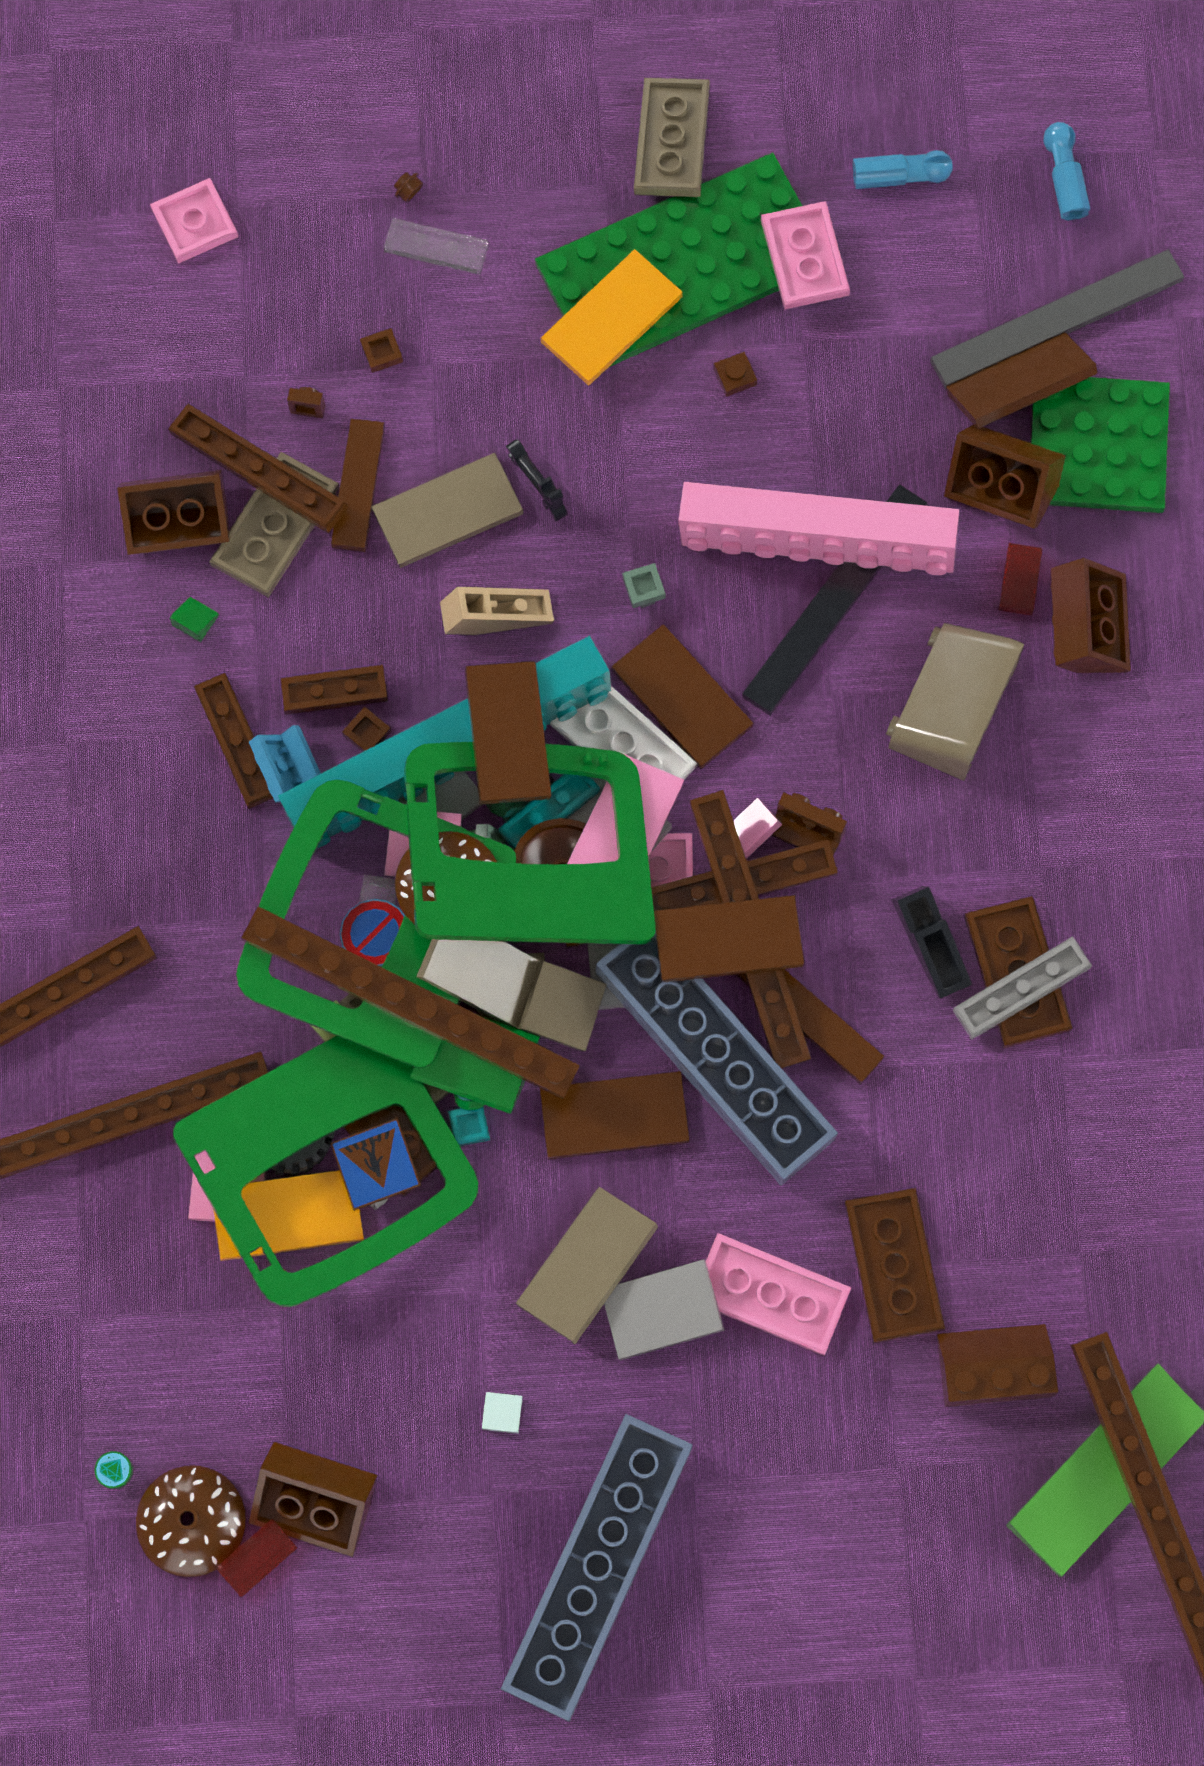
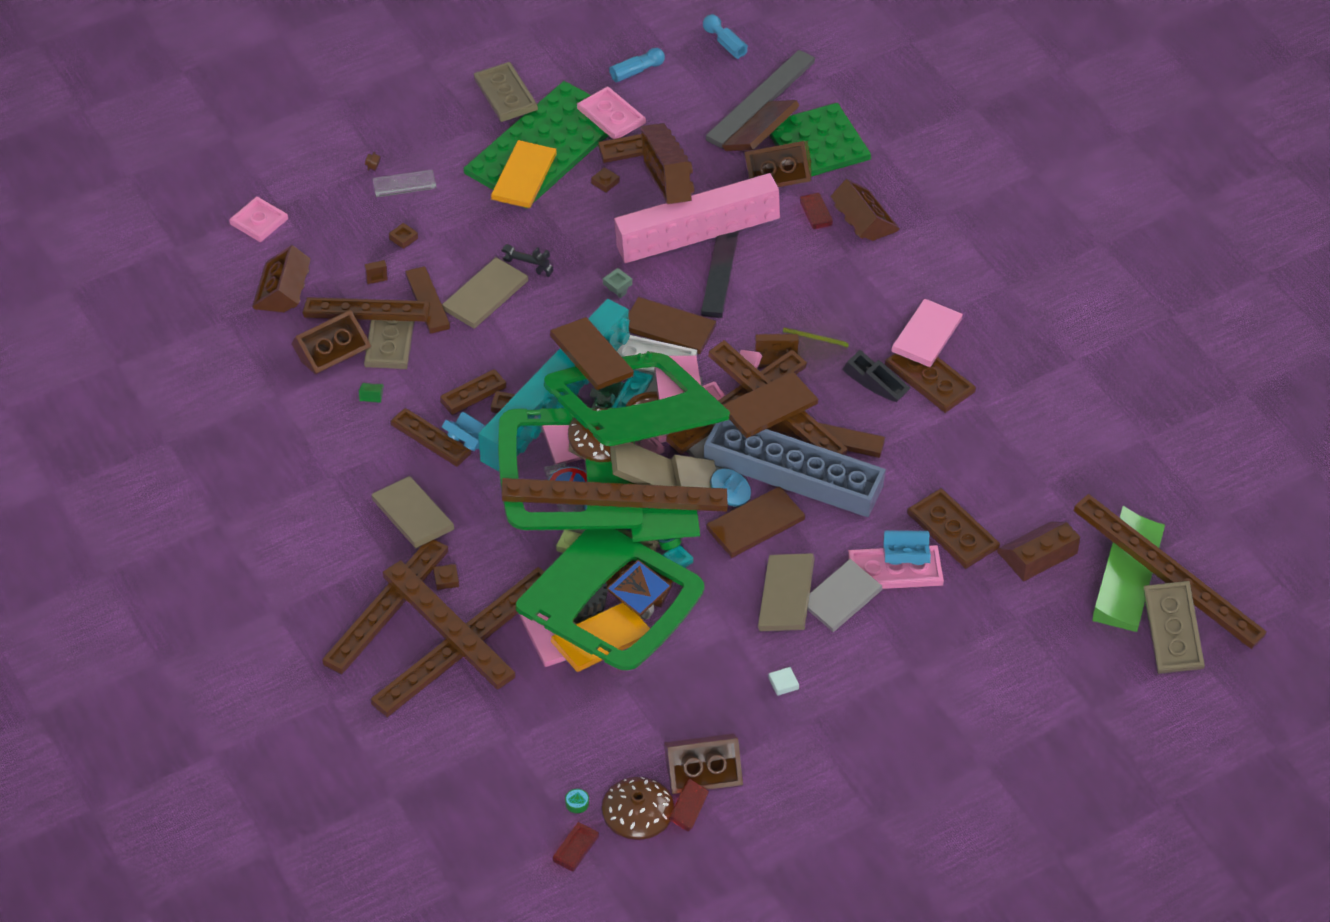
camera: 30 degrees left, 25 degrees down
(73, 1543) = (575, 846): none -> clear red tile
(84, 1095) = (449, 625): none -> reddish brown plate
(132, 1000) = (446, 577): none -> reddish brown plate
(138, 869) = (412, 512): none -> dark tan tile
(165, 359) = (282, 281): none -> reddish brown slope
(494, 610) = (535, 324): tan slope -> none
(597, 1568) = (886, 724): sand blue brick -> none
(608, 1040) = (737, 486): none -> dark azure piece
(794, 1282) = (906, 547): none -> dark azure bracket
(802, 329) = (621, 148): none -> reddish brown plate
(817, 413) = (667, 163): none -> reddish brown brick
(879, 828) = (816, 337): none -> clear neon green piece
(954, 698) = (818, 268): dark tan windscreen -> none
(1022, 988) = (937, 378): light grey tile -> none
(1054, 895) = (927, 332): none -> bright pink tile
(1108, 1611) = (1173, 627): none -> dark tan tile

